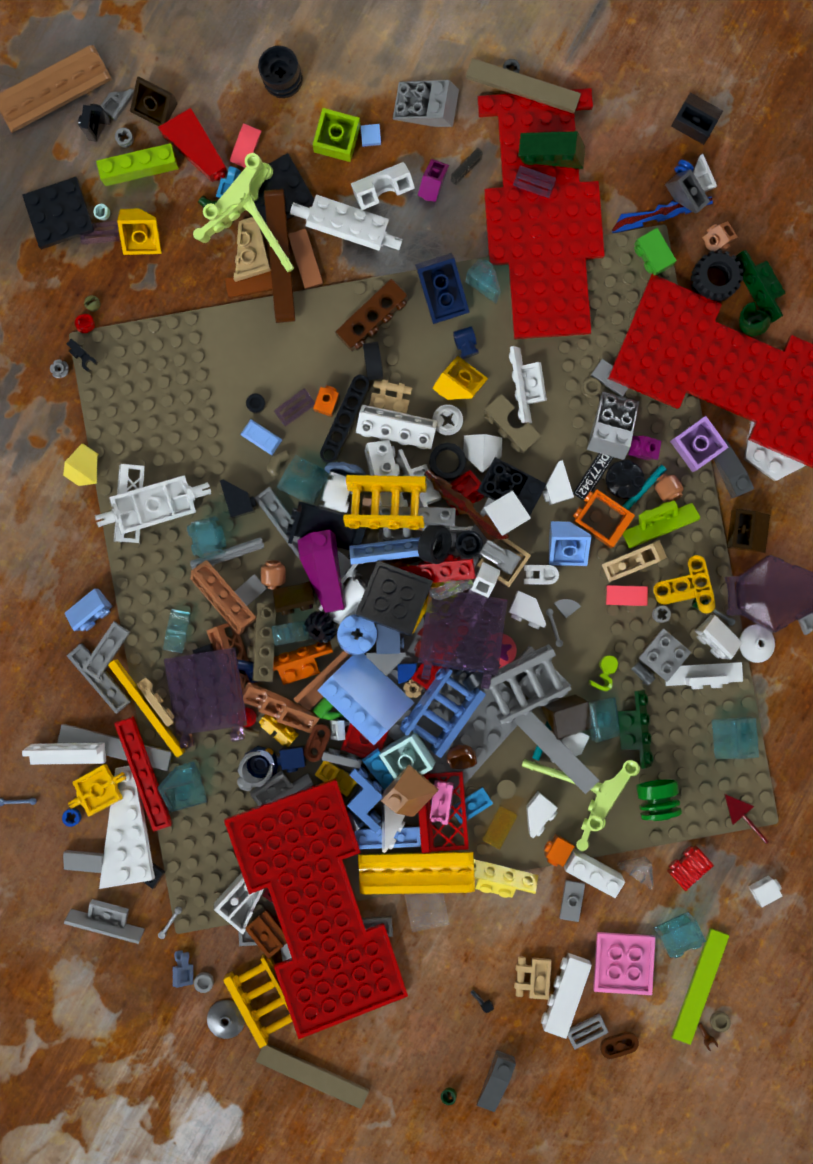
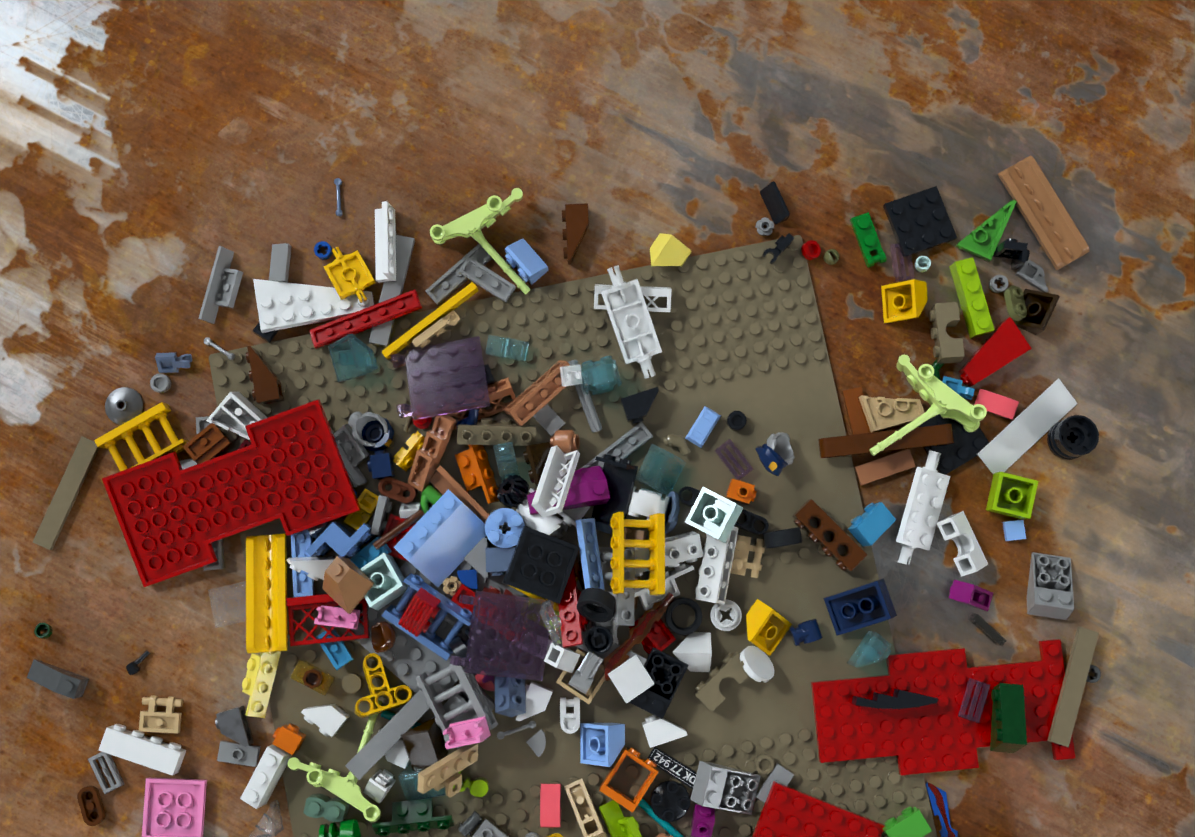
camera: 90 degrees right, 5 degrees down
(35, 357) = (775, 203): none -> black slope
(50, 558) = (576, 227): none -> reddish brown slope
(50, 665) = (473, 222): none -> yellowish green piece
(75, 266) = (867, 239): none -> green plate
(77, 148) = (985, 238): none -> bright green wing
(144, 121) = (1015, 303): none -> olive plate
(187, 192) = (946, 348): none -> dark tan arch
(205, 566) = (571, 375): none -> white tile
(207, 874) = (266, 384): none -> reddish brown slope
(270, 116) = (1027, 428): none -> white sticker
(289, 364) = (776, 453): none -> piece
(313, 586) = (551, 481): none -> white fence
(348, 426) = (714, 514): none -> light aqua brick
(356, 740) = (398, 529): none -> reddish brown bar
(361, 273) = (871, 524): none -> dark azure brick
(438, 719) = (419, 612): none -> red brick
(495, 390) = (757, 664): none -> white tile
(500, 826) = (313, 678): none -> reddish brown tile
(515, 764) = (376, 692): none -> yellow beam
(521, 632) = (510, 696): none -> sand blue brick
(528, 382) = (765, 698): white bracket -> none
(532, 252) = (899, 700): none -> black slope
(544, 904) = (235, 725): none -> flat silver slope
(555, 673) = (467, 732): none -> bright pink hinge
(592, 695) = (445, 771): none -> tan plate
(605, 761) = (379, 785): none -> white slope
(623, 819) = (322, 806): none -> sand green brick

